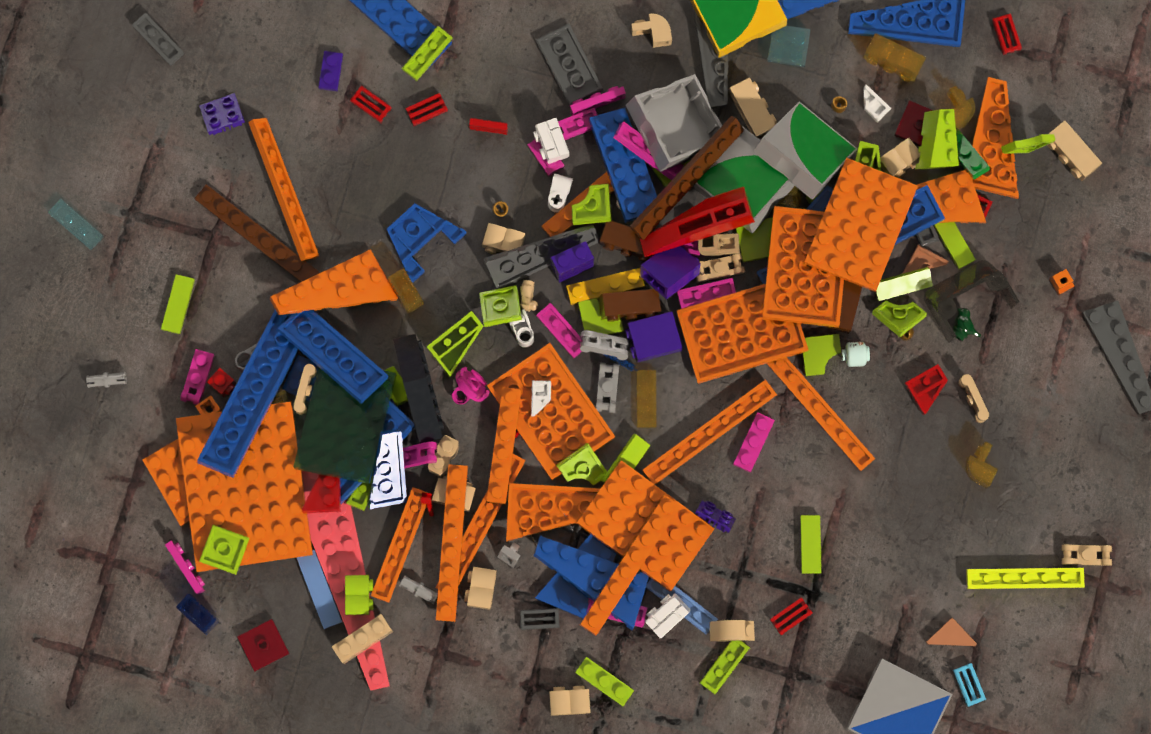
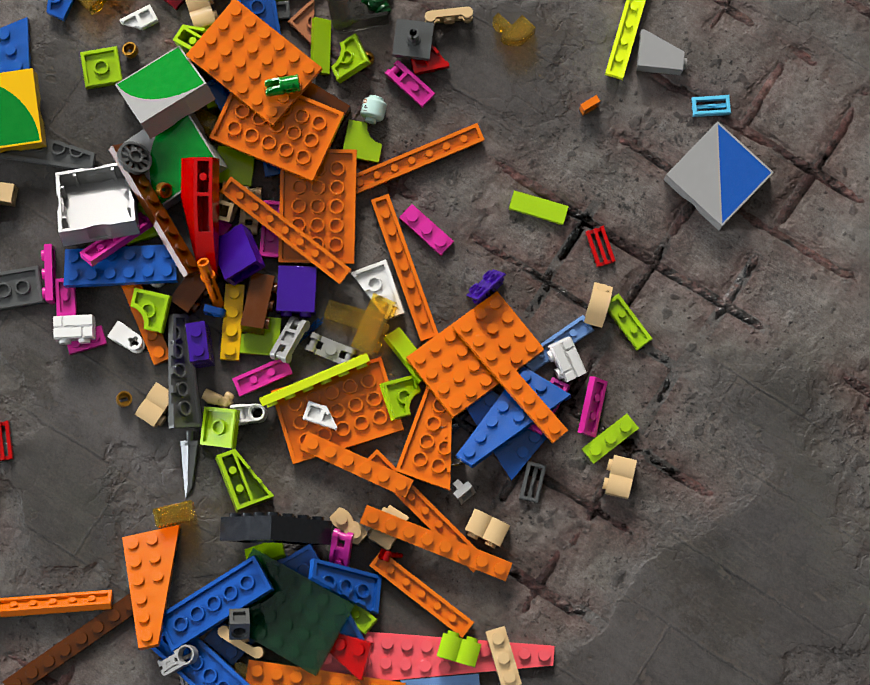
camera: 70 degrees left, 0 degrees up
(269, 336) = (176, 661): none -> light grey piece
(319, 381) = (239, 624): none -> dark grey brick
(414, 231) = (118, 489): blue wing -> none
(418, 589) = (470, 589): light grey pin -> none
(466, 286) = (189, 454): none -> dark grey bar
(471, 384) = (288, 478): dark pink tile -> none
(488, 126) = (38, 385): red tile -> none
(577, 387) = (307, 384): none -> neon yellow plate
(609, 264) = (214, 311): none -> blue tile
(629, 655) = (592, 406): none -> dark pink plate
(643, 420) = (374, 324): none -> clear yellow brick
(644, 242) = (208, 277): none -> orange pin
(683, 415) = (379, 280): none -> white wing
(705, 180) = (164, 194): none -> pearl gold hinge
(707, 307) = (285, 230): none -> orange plate
(730, 142) = (134, 158): none -> dark grey wheel
(752, 108) = (106, 130): tan brick -> none
(789, 46) = (58, 78): clear light blue plate -> none
(813, 83) = (101, 67): none -> lime tile
(844, 259) = (282, 85): none -> green hinge
(893, 382) = (410, 84): none -> dark pink plate
(929, 563) = (589, 105): none -> orange tile
(938, 370) = (413, 39): none -> dark grey tile
(951, 634) = (660, 107): nougat tile -> none
(1002, 617) = (658, 55): none -> light grey slope

